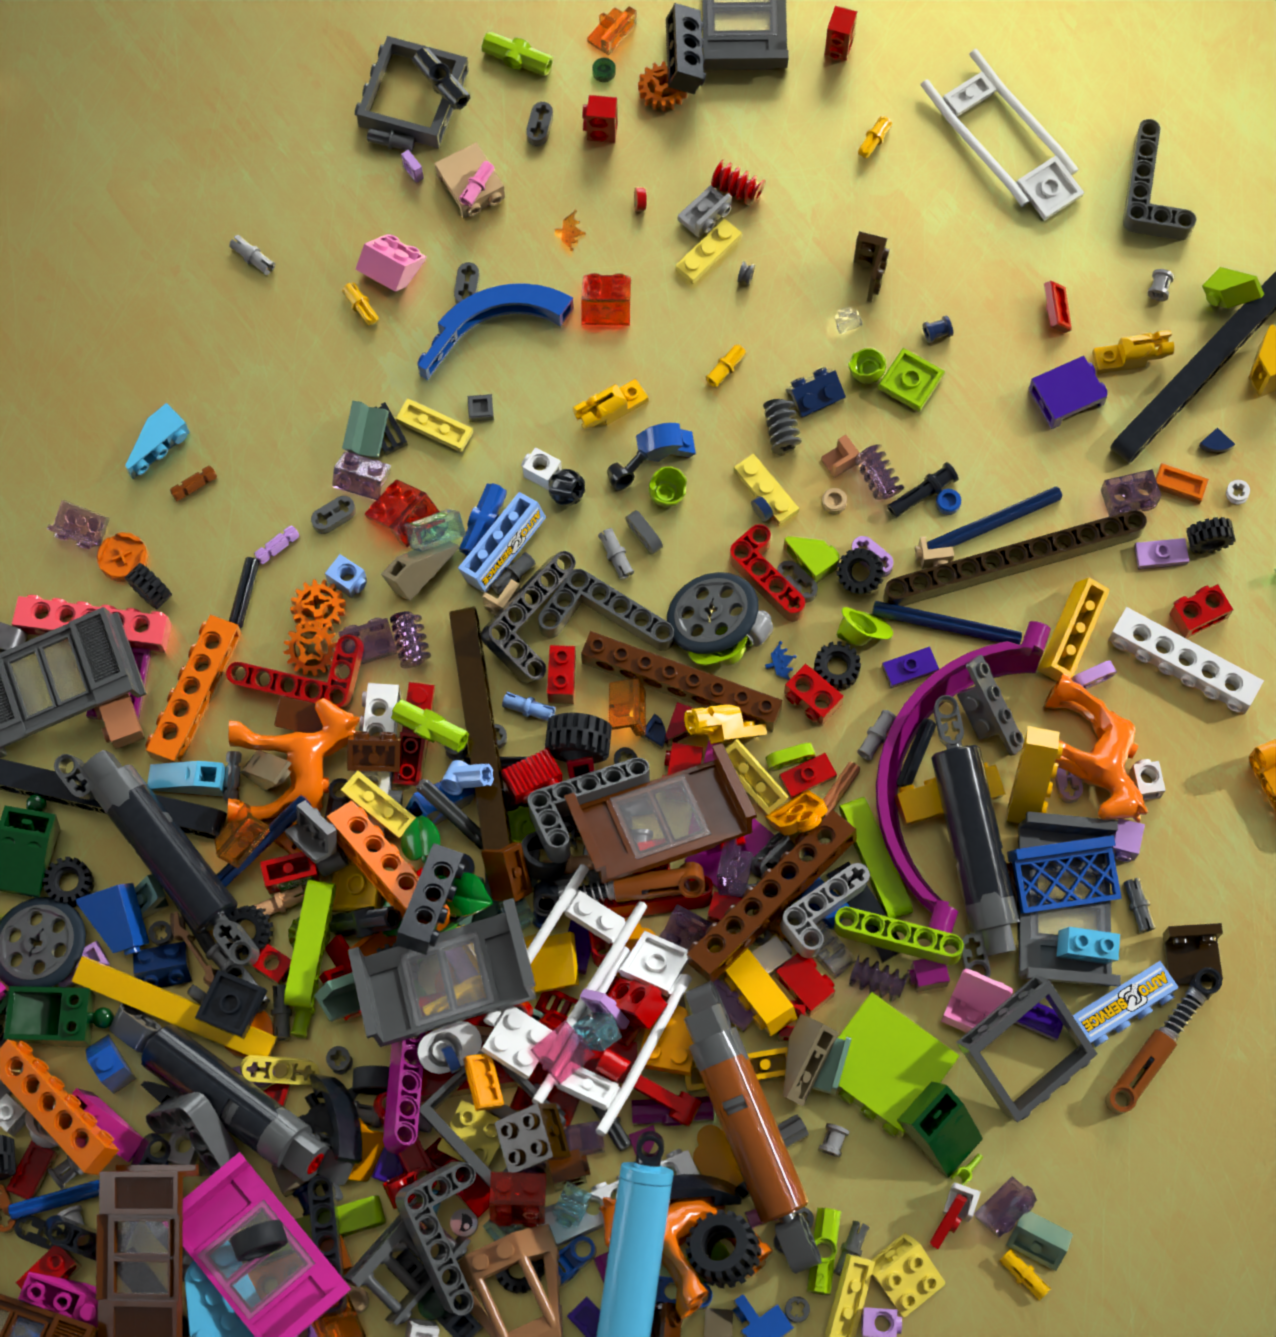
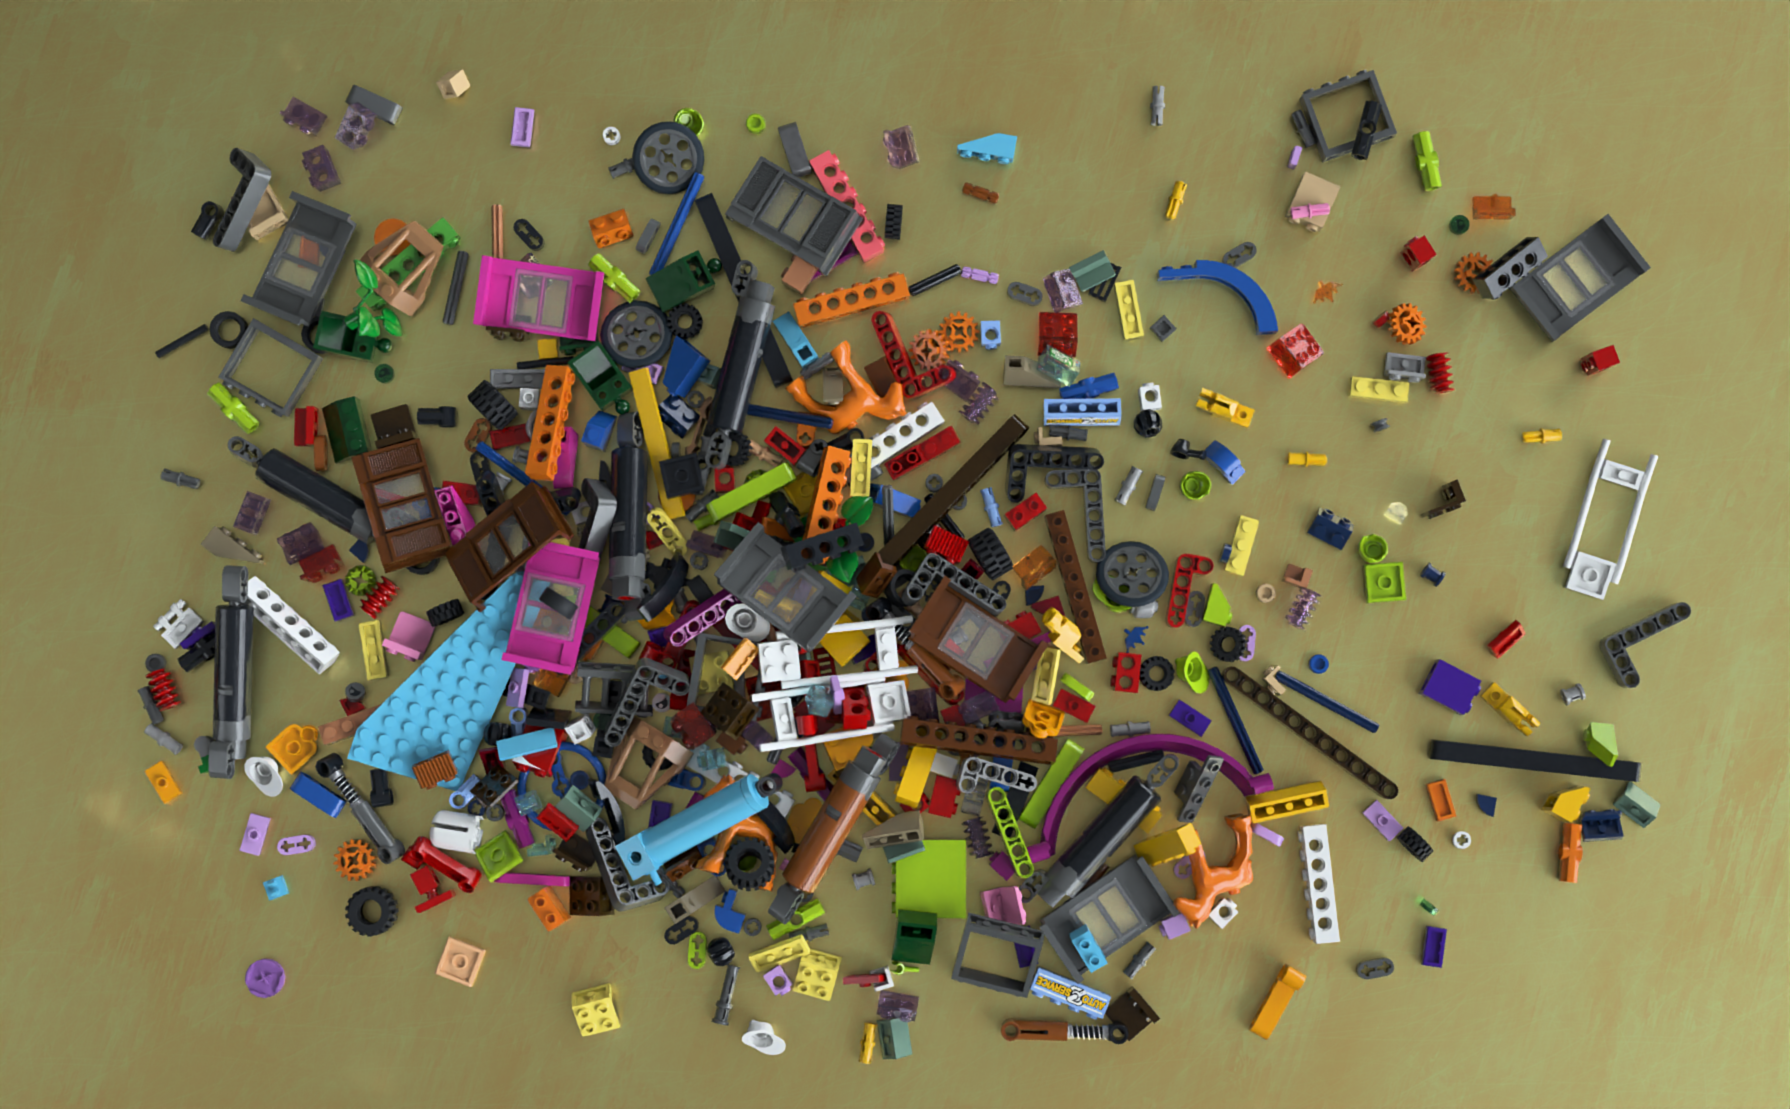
camera: 55 degrees right, 15 degrees up
(121, 555) = (902, 188): orange tile -> none
(240, 837) = (780, 403): clear orange panel -> none
(313, 833) = (813, 444): dark grey bracket -> none
(330, 1035) = (705, 544): none -> bracket
(373, 752) = (890, 440): reddish brown bracket -> none
(390, 262) = (1217, 196): bright pink slope -> none
(429, 725) = (931, 460): lime piece -> none
(451, 1059) = (740, 630): dark blue tile -> none
(461, 776) = (913, 504): light blue piece -> none
(544, 124) = (1386, 210): dark grey beam -> none
(562, 1052) = (791, 690): clear pink piece -> none
(663, 178) = (1406, 324): none -> orange gear
(781, 425) = (1290, 525): dark grey piece -> none
(932, 484) = (1321, 646): black pin -> none
(1058, 852) = (1135, 892): blue fence -> none
(1128, 487) = (1411, 770): brick -> none
(1203, 614) = (1358, 873): red brick -> none

